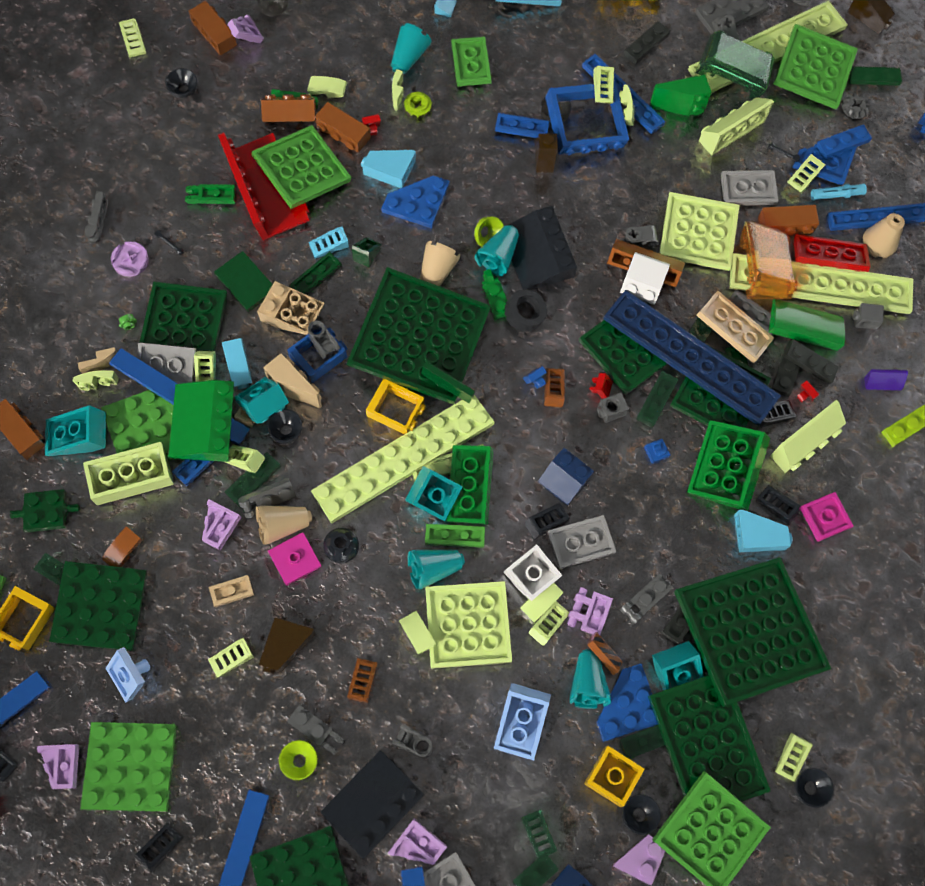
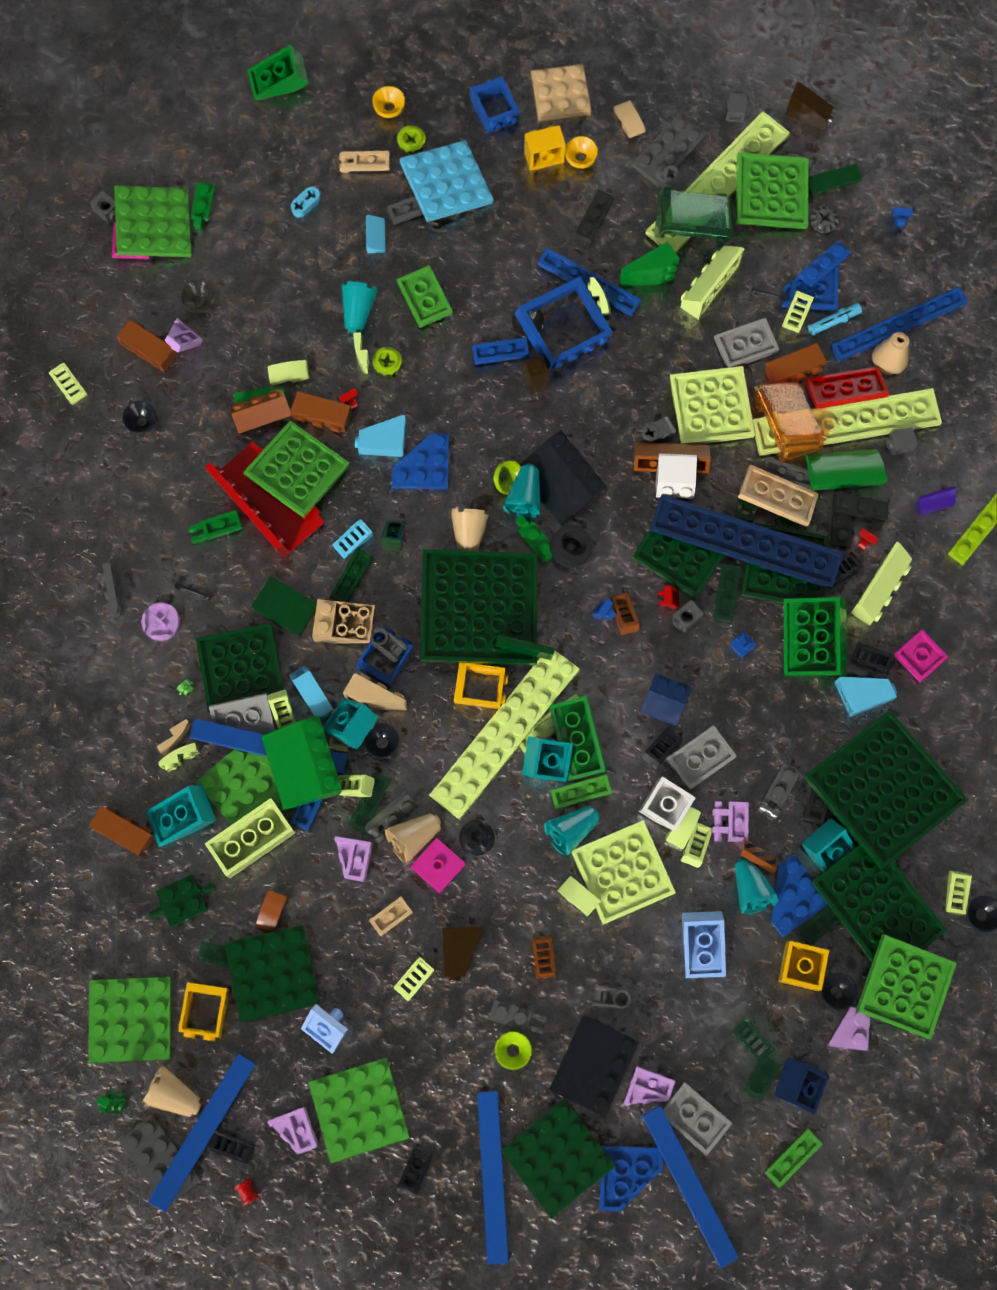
camera: 15 degrees left, 5 degrees up
(609, 72) = (564, 287): yellowish green slope -> none

